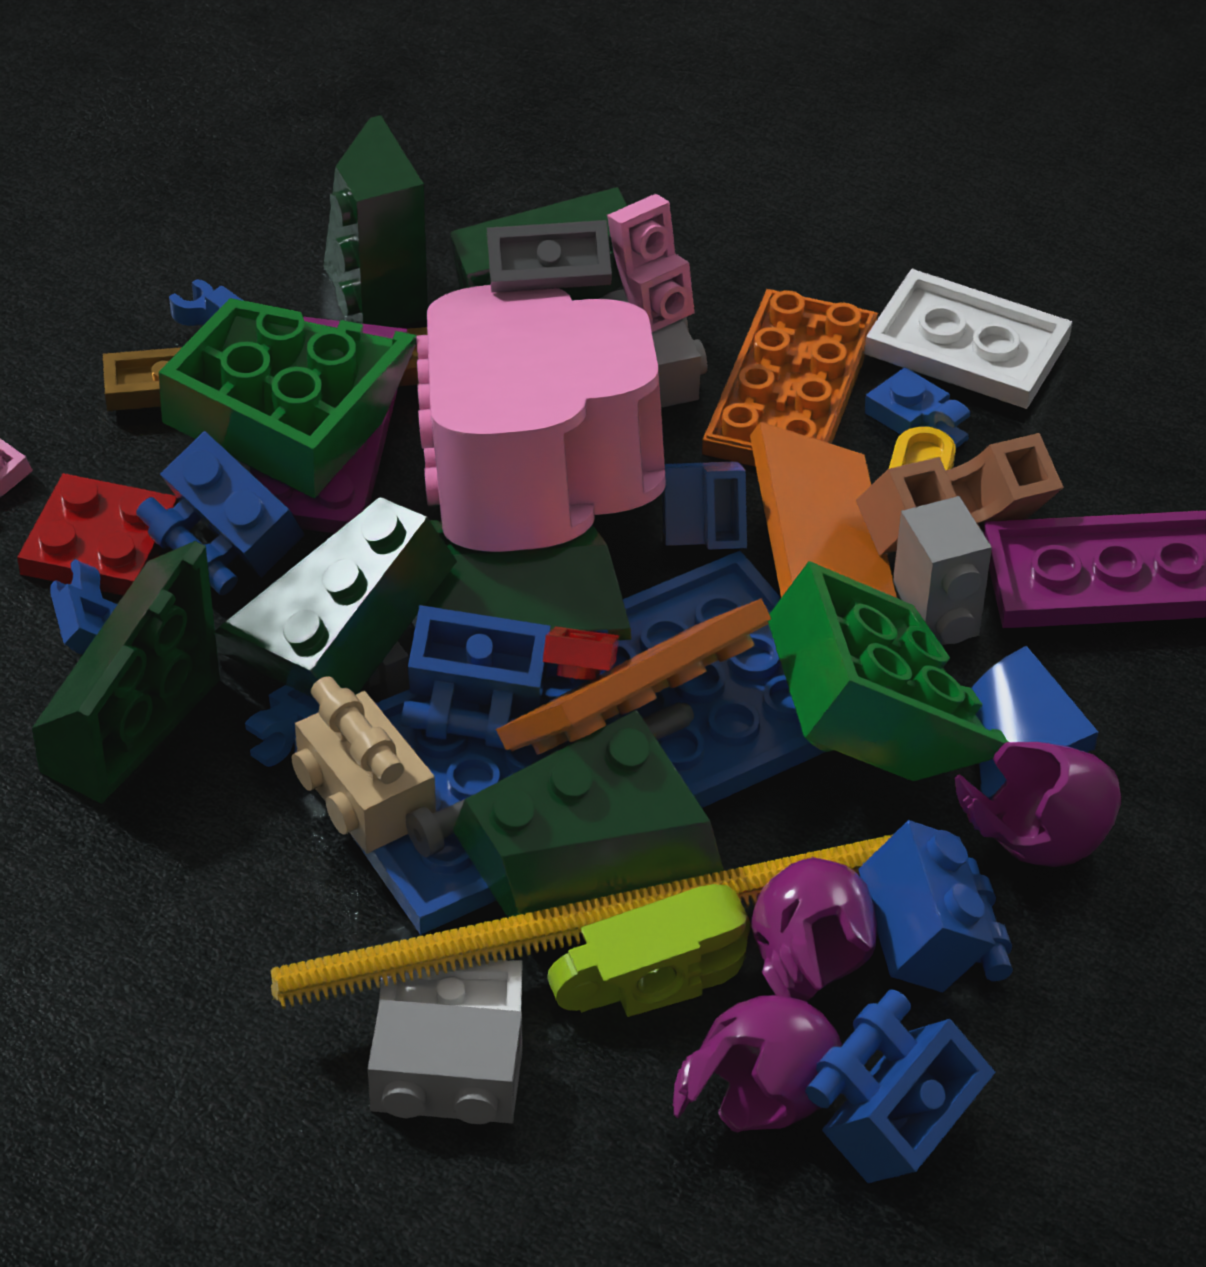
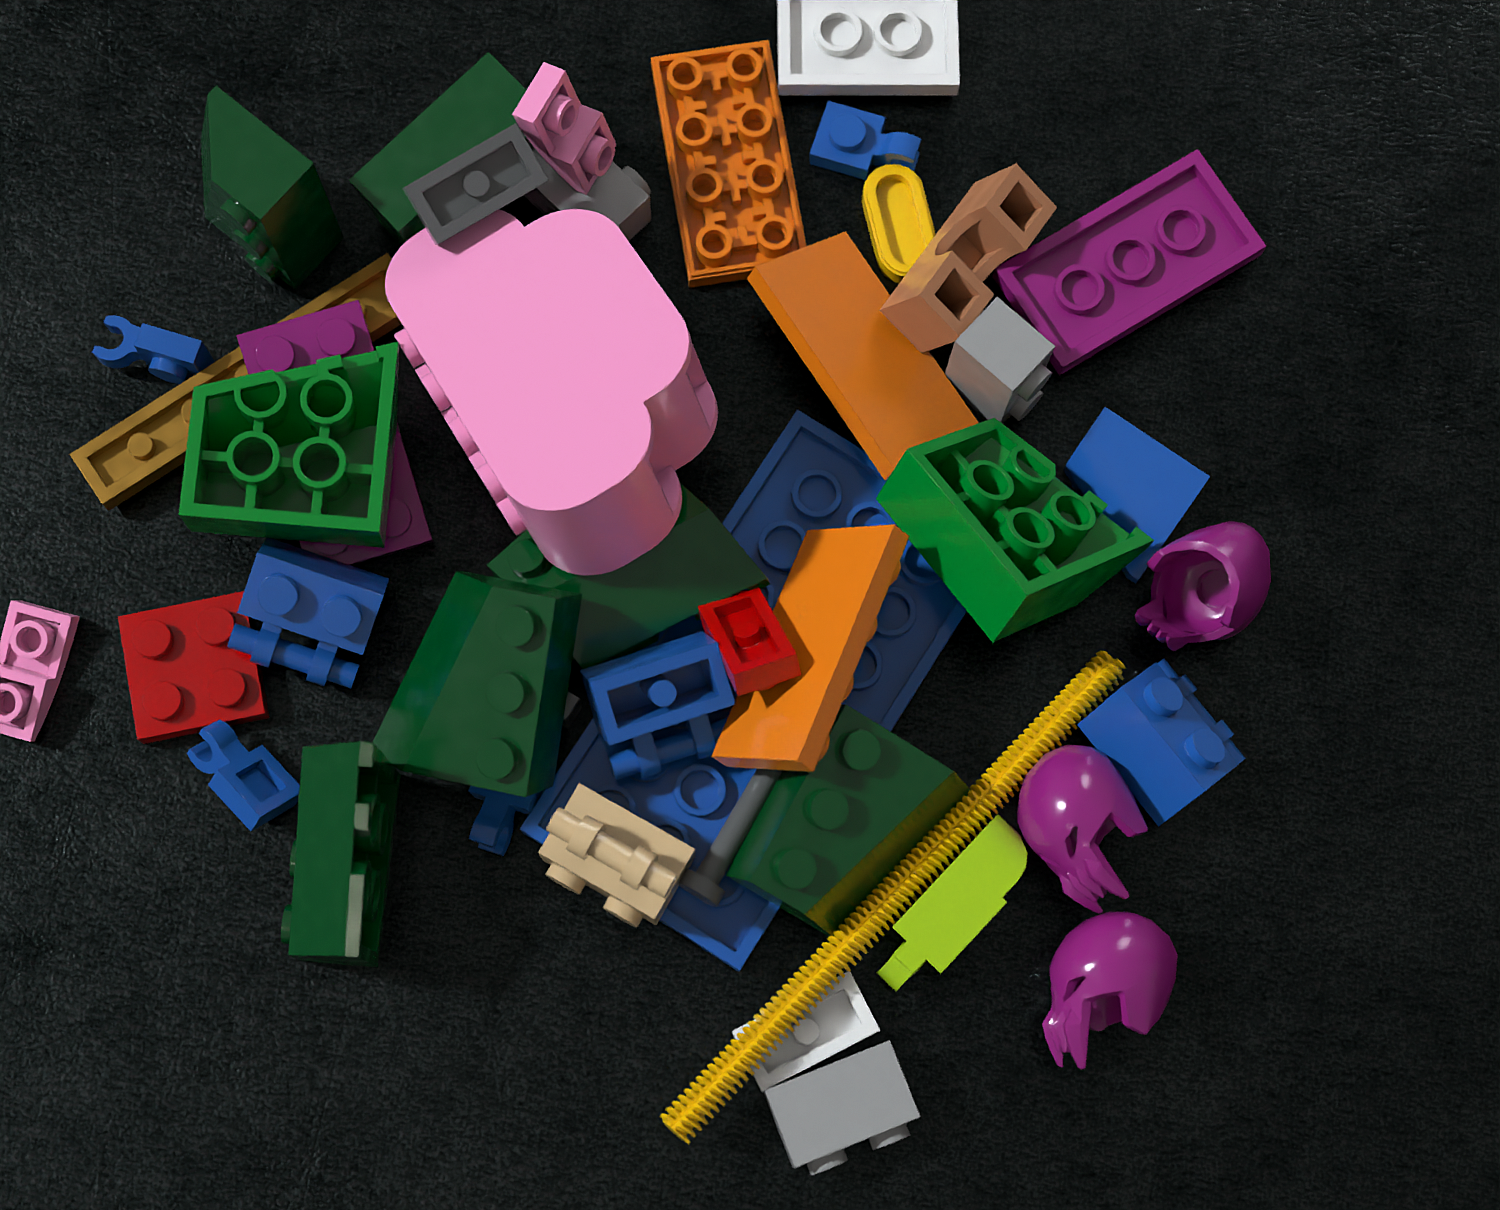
camera: 30 degrees left, 30 degrees up
(705, 505) = (749, 374): blue piece -> none
(908, 1097) = (1234, 955): blue brick -> none

